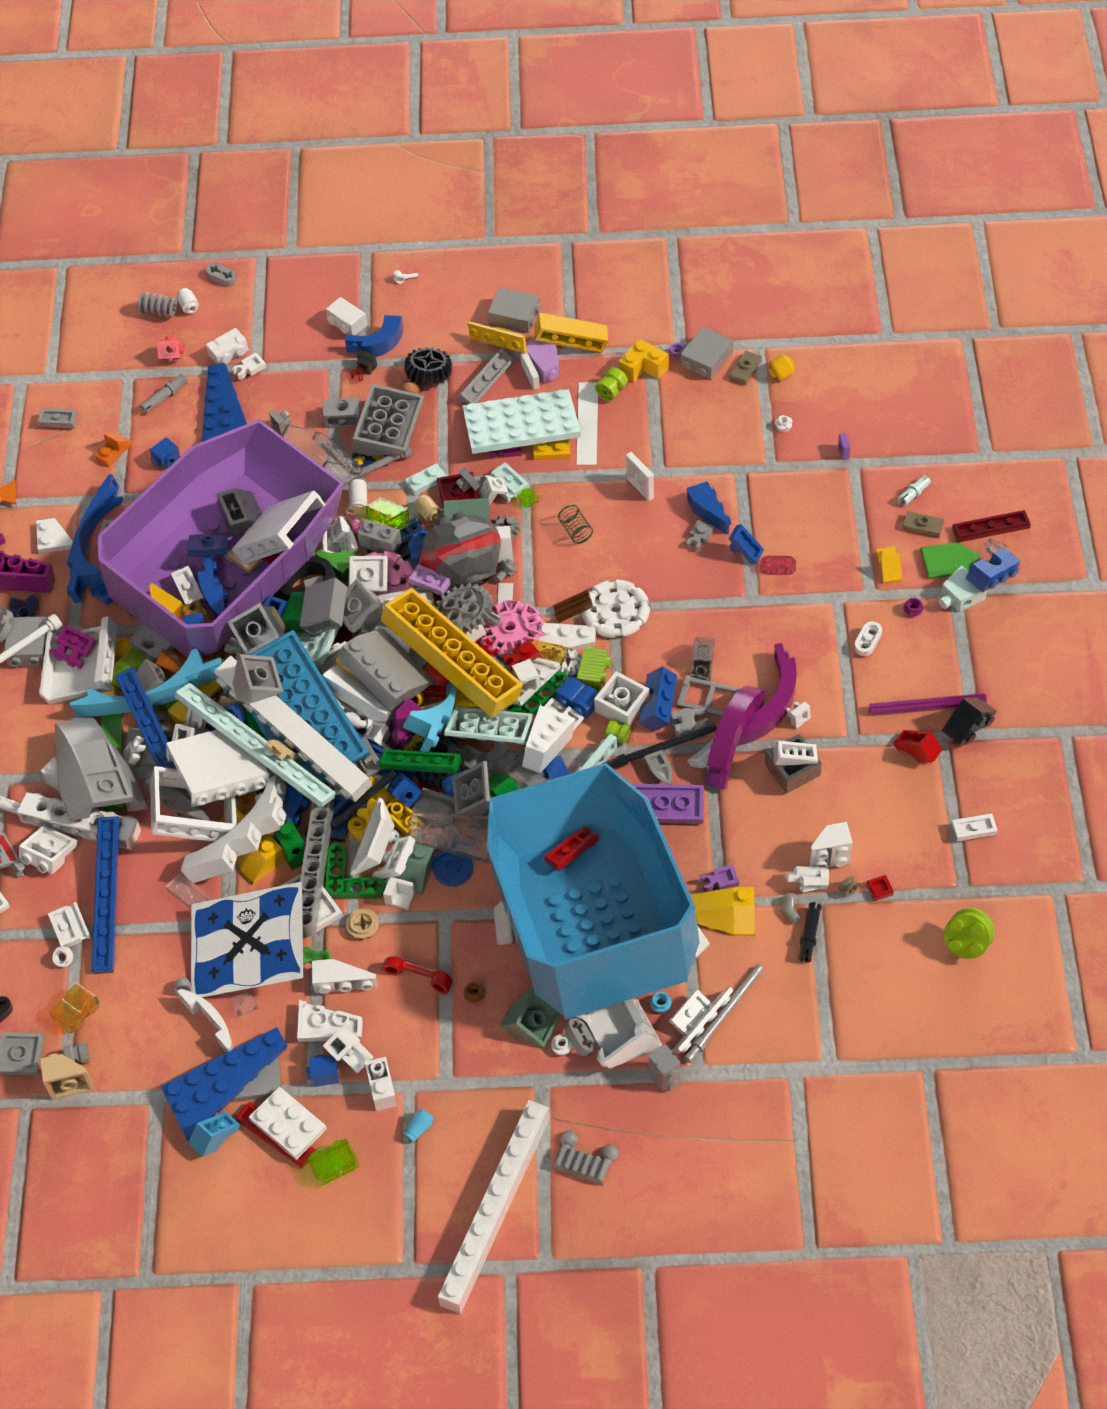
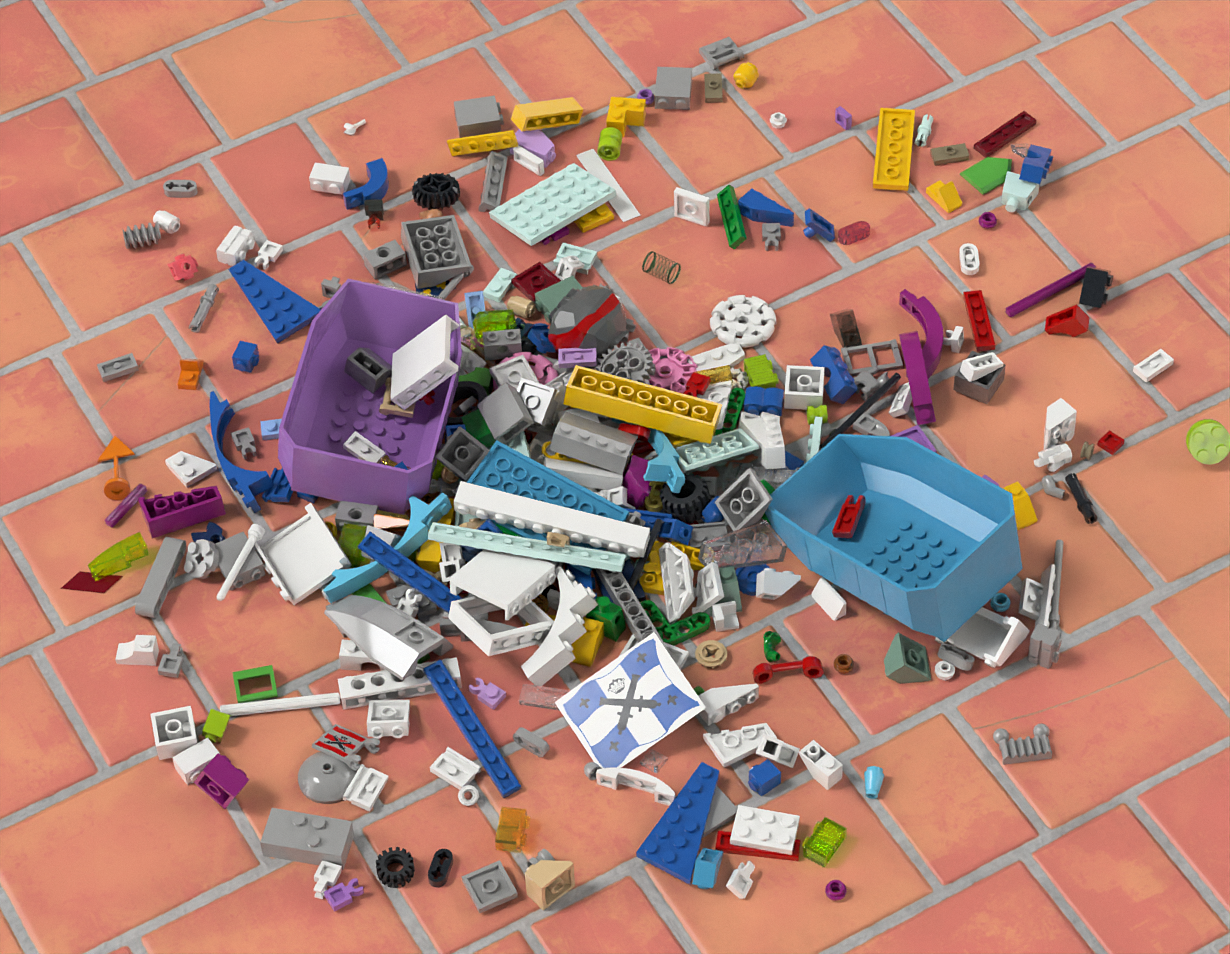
camera: 30 degrees left, 5 degrees down
(77, 642) = (289, 539): magenta plate -> none
(148, 867) = (489, 695): none -> lavender plate
(148, 932) = (531, 742): none -> light grey beam
(207, 544) = (362, 406): dark blue plate -> none
(211, 588) = (396, 446): blue slope -> none
(232, 1162) = (739, 881): none -> white plate
(256, 678) = (500, 489): light grey slope -> none
(312, 1210) = (835, 885): none -> magenta plate
(386, 488) = (474, 304): none -> light blue slope
(420, 761) = (677, 501): green tile -> none
(422, 938) = (771, 639): none -> green piece
(461, 883) = (774, 584): none -> white slope
(467, 480) = (544, 268): light grey tile -> none
(494, 1207) = (981, 811): white brick -> none
(526, 672) = (716, 395): white panel -> none
(528, 493) = (602, 263): clear neon green plate -> none
(573, 606) = (705, 332): reddish brown tile -> none
(673, 501) = (731, 216): none -> green plate
(776, 335) = (721, 52): none -> light grey plate
(835, 705) = (979, 320): none -> red plate
(871, 497) = (893, 149): none -> yellow plate

